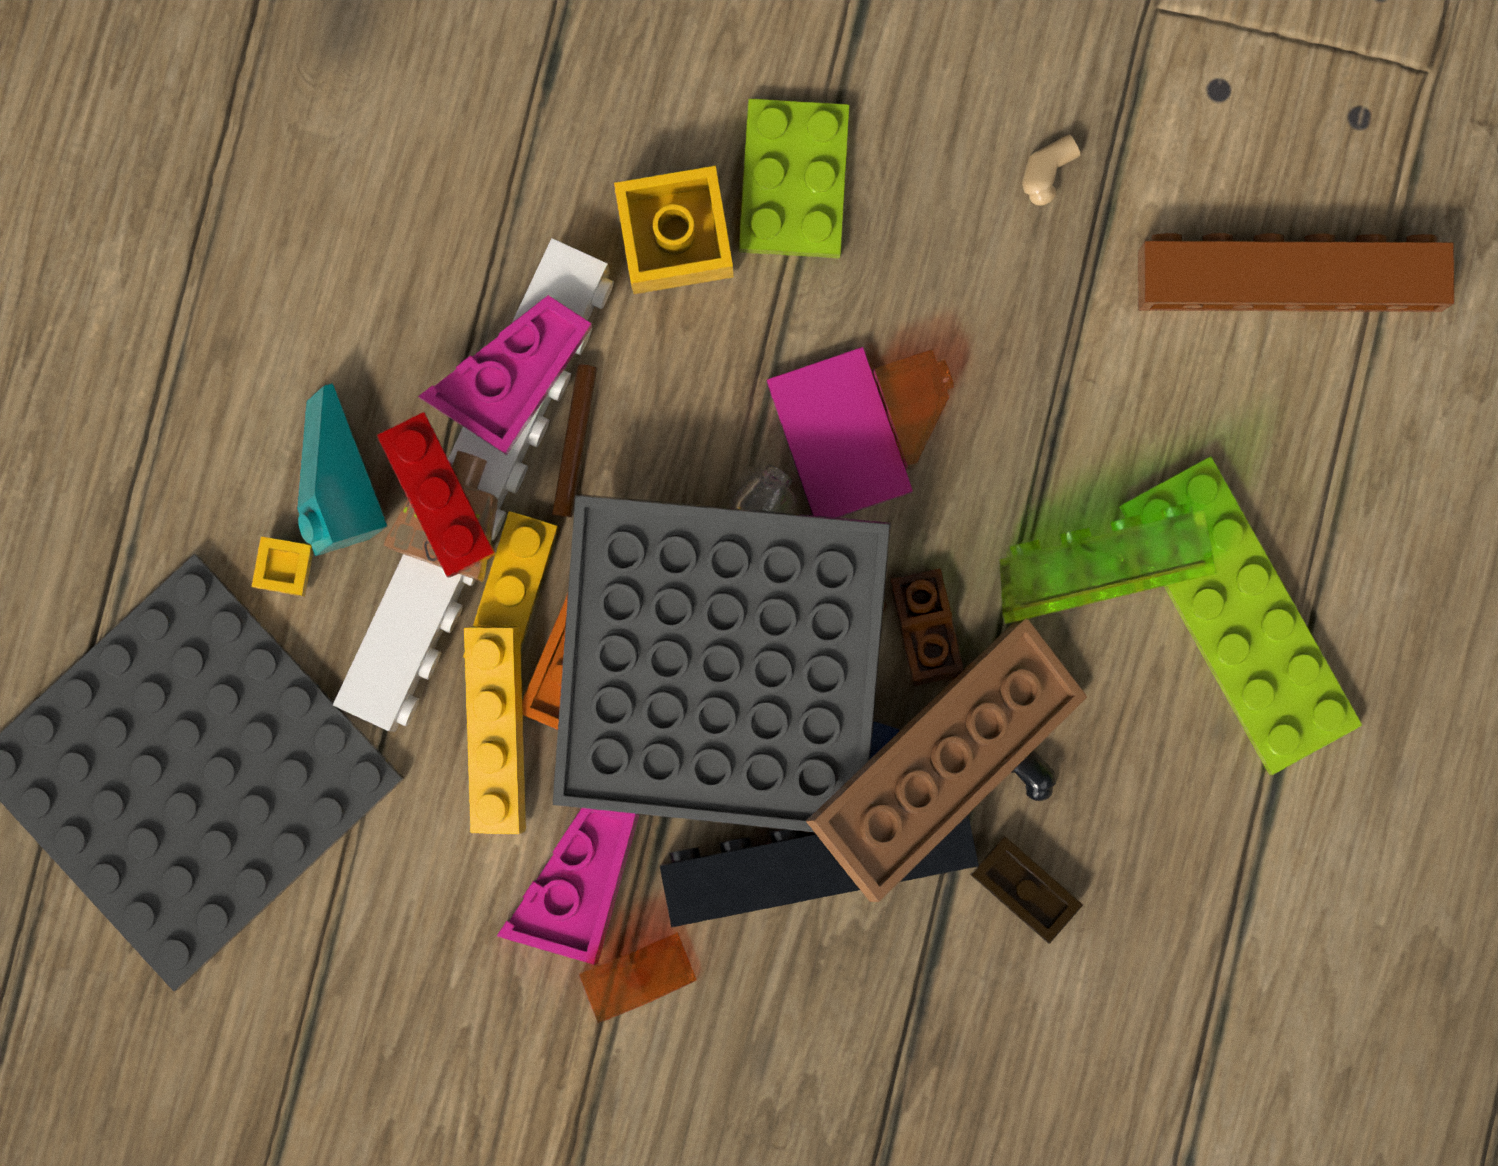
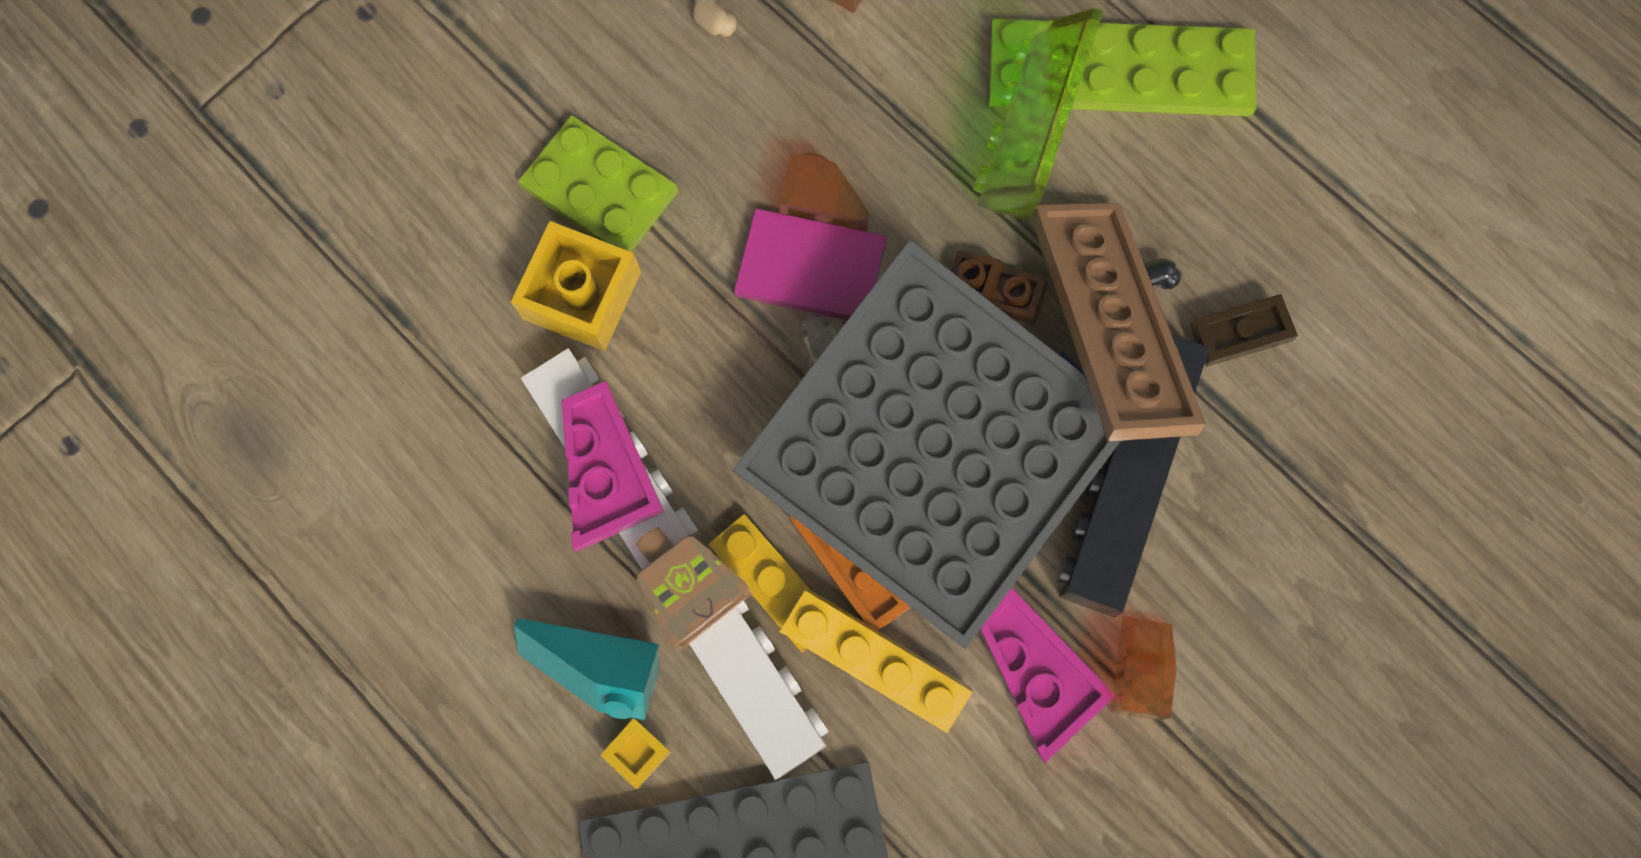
camera: 55 degrees left, 10 degrees down
(436, 495) = (660, 577): red plate -> none
(574, 441) = (687, 463): reddish brown bar -> none

